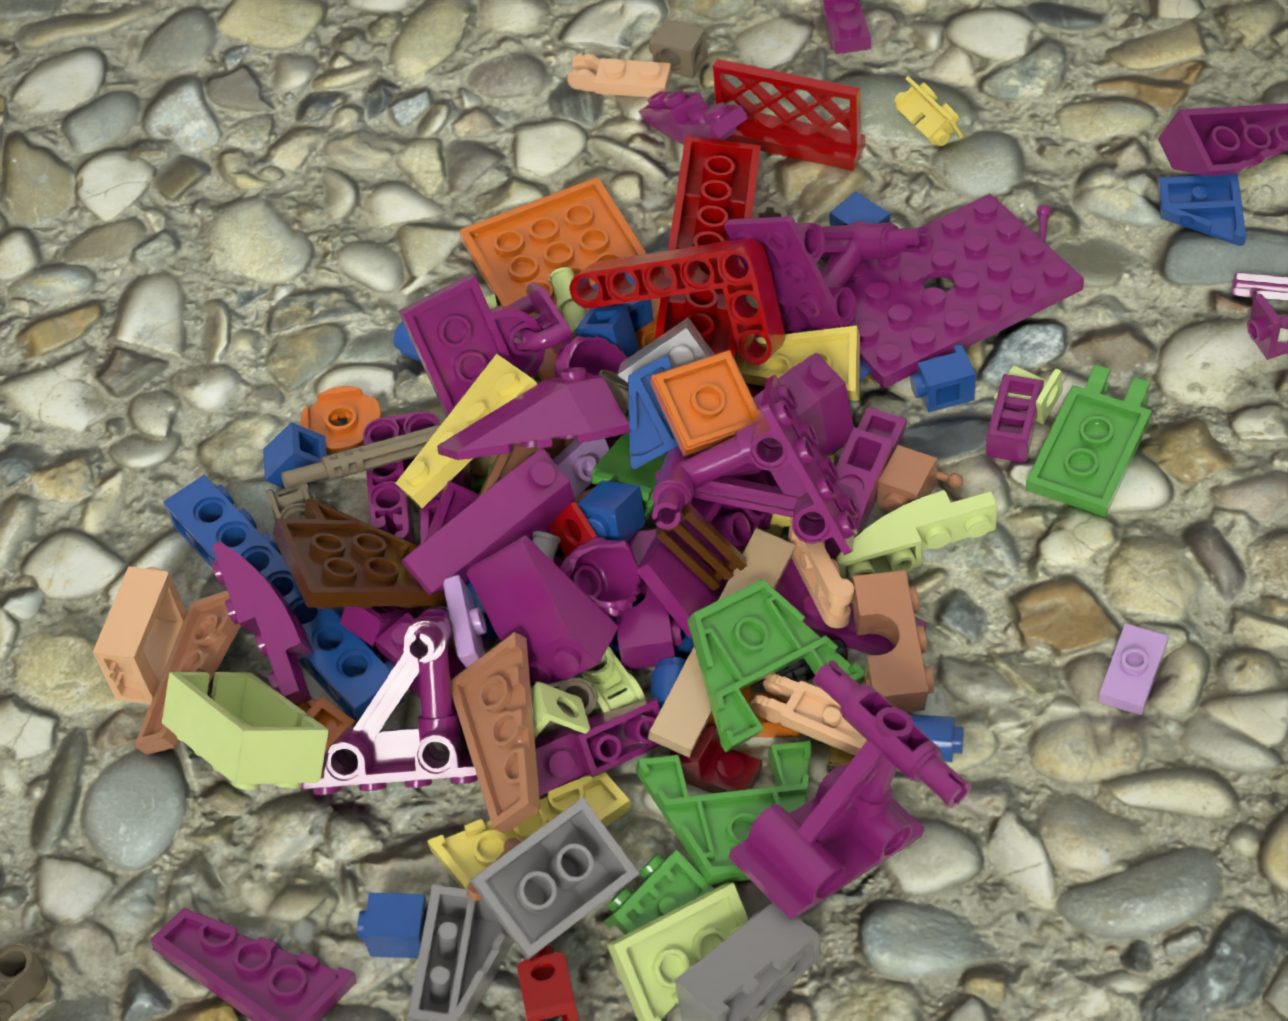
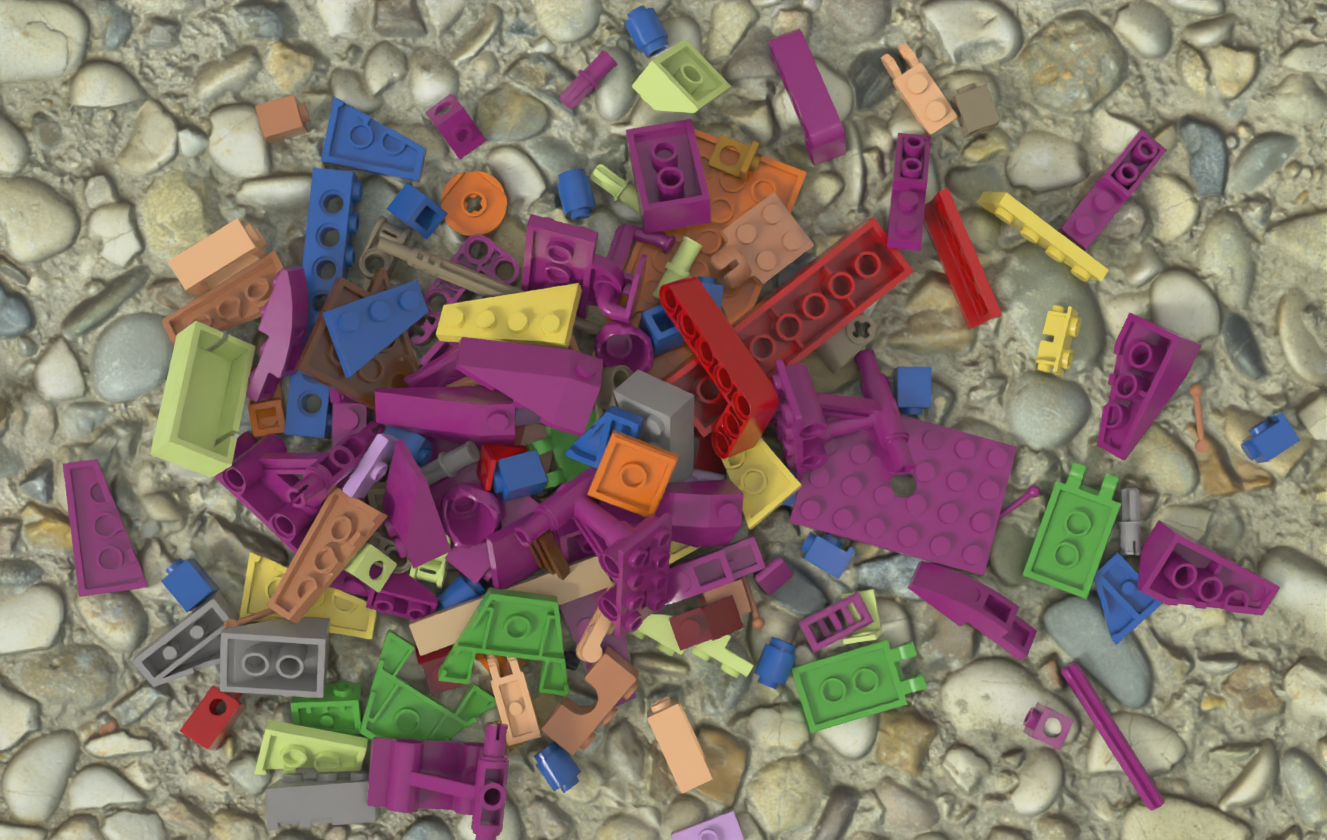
camera: 40 degrees right, 35 degrees up
(96, 506) = (283, 118): none -> nougat brick
(216, 455) = (368, 146): none -> blue wing
(267, 384) = (456, 126): none -> magenta bracket
(342, 531) = (372, 323): none -> blue wing
(345, 272) = (587, 80): none -> magenta axle
(359, 205) = (647, 31): none -> blue brick
(420, 214) = (680, 81): none -> yellowish green slope
(498, 251) = (668, 176): none -> magenta slope
(539, 203) = (747, 162): none -> pearl gold bracket
(544, 128) = (809, 97): none -> magenta beam
(617, 229) = (759, 244): none -> nougat plate
(832, 58) = (1041, 233): none -> light yellow wing
(908, 495) = (706, 623): none -> dark red slope
(921, 432) = (773, 575): none -> magenta slope
(1008, 485) = (775, 663): none -> blue brick
(1012, 583) = (678, 743): none -> light nougat window
(1020, 77) = (1145, 377): none -> magenta wedge
(1097, 302) = (973, 602): none -> magenta slope
(1111, 199) = (1074, 533): none -> bright green tile
(1121, 84) = (1201, 445): none -> nougat hinge
(1139, 161) = (1129, 521): none -> light grey axle
(1160, 32) = (1269, 439): none -> blue brick

